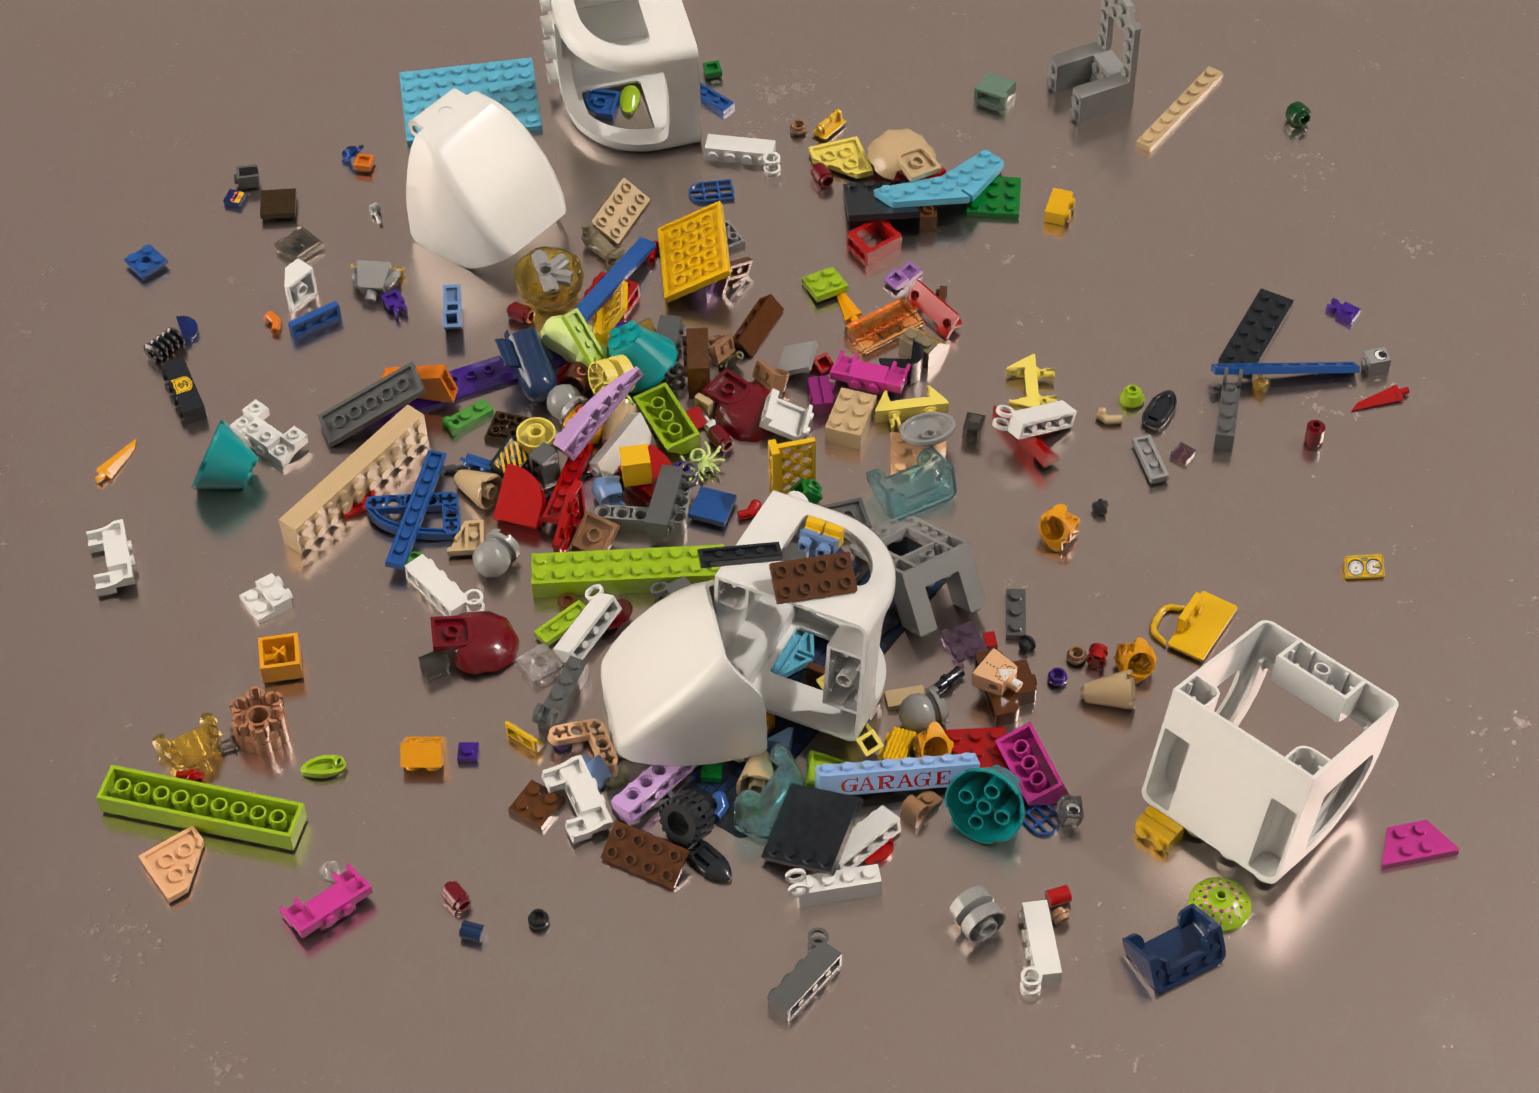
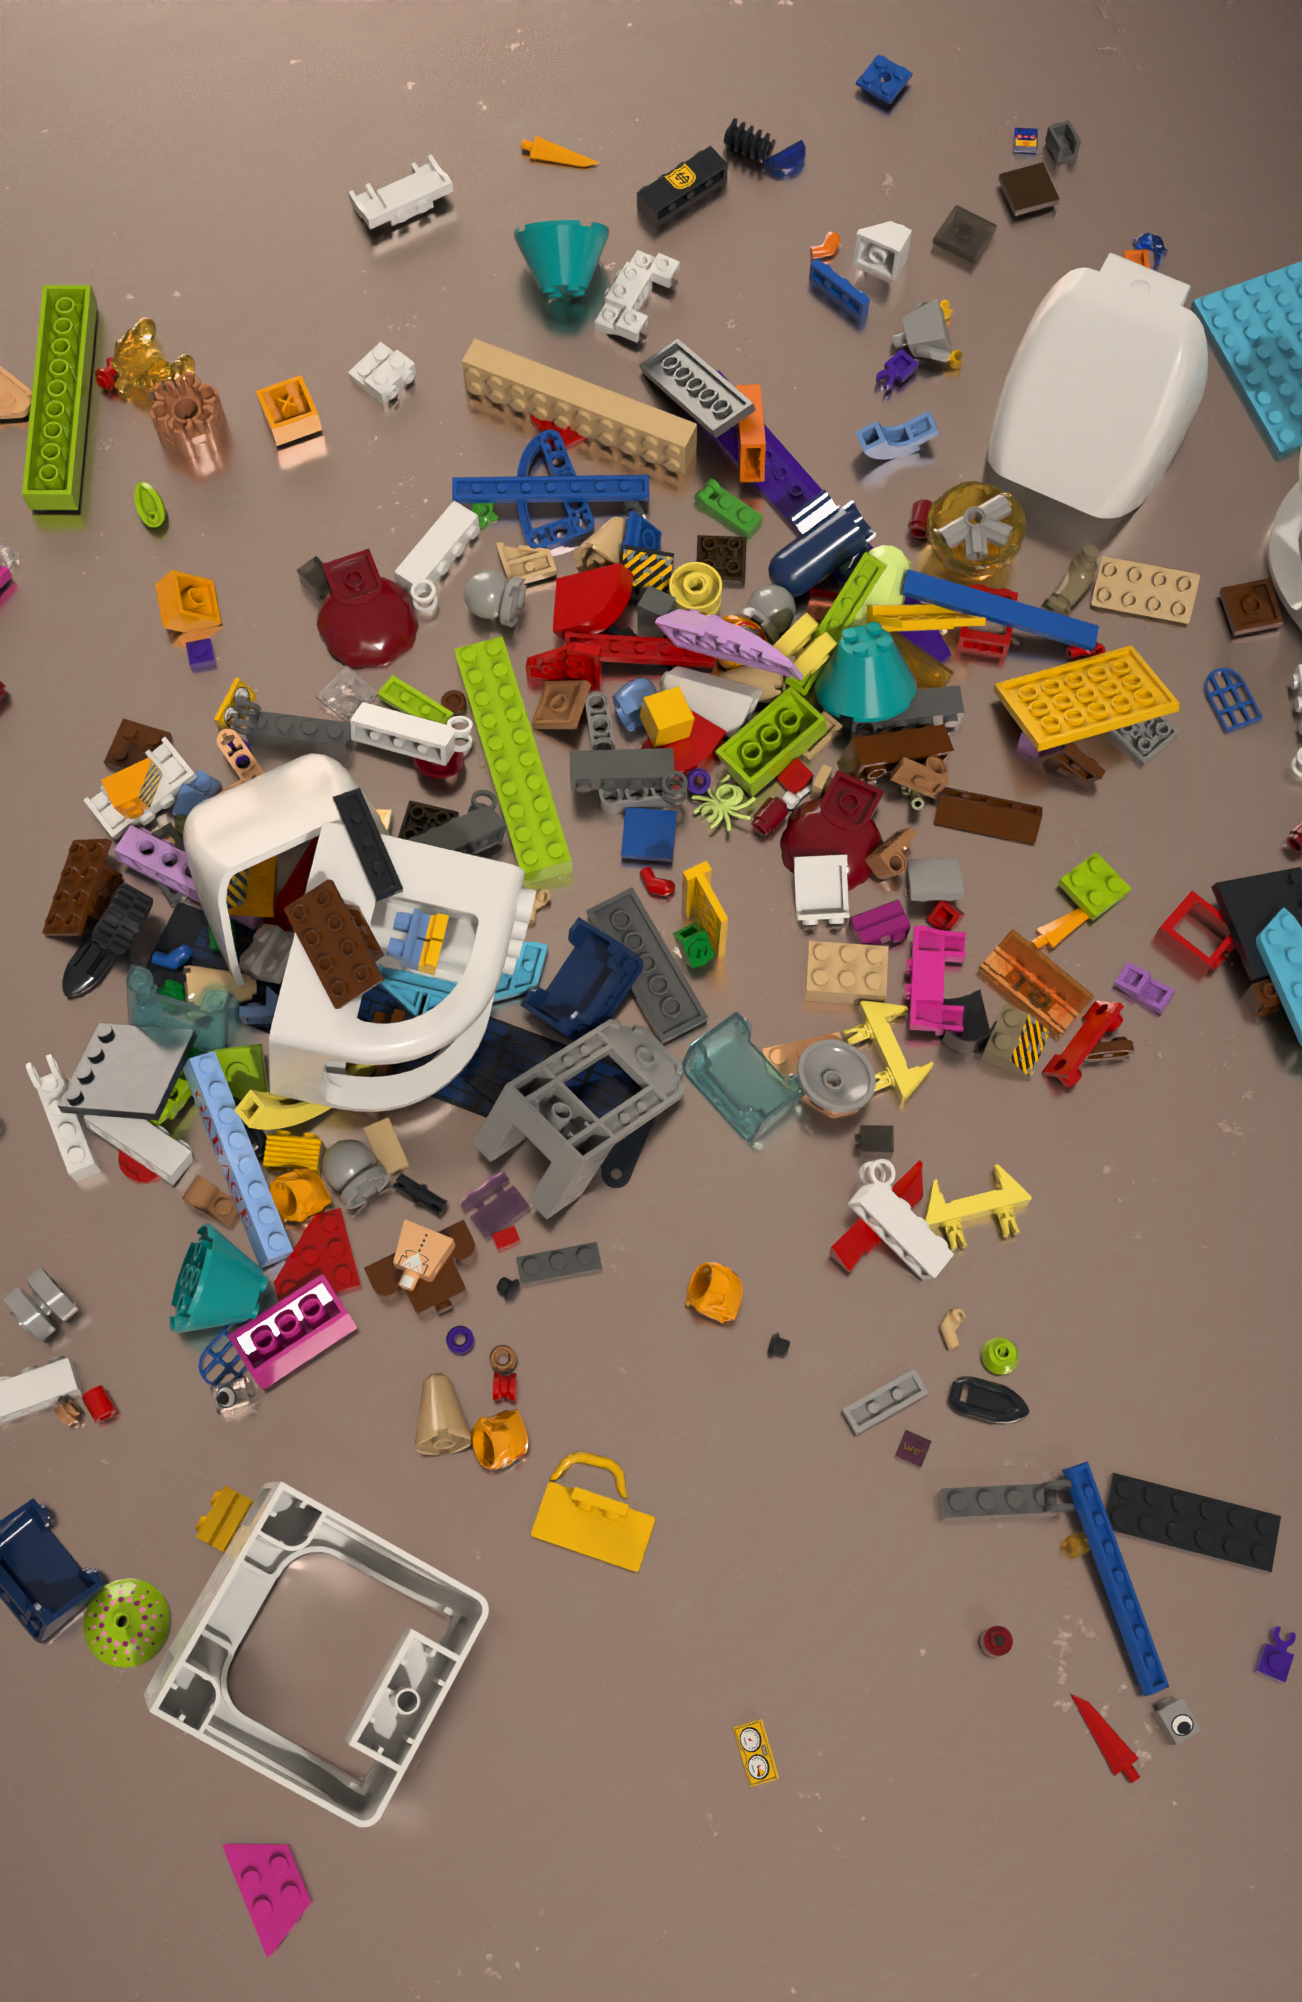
camera: 75 degrees right, 20 degrees up
(588, 784) = (133, 788): none -> light orange slope
(650, 165) = (1251, 607): none -> reddish brown plate

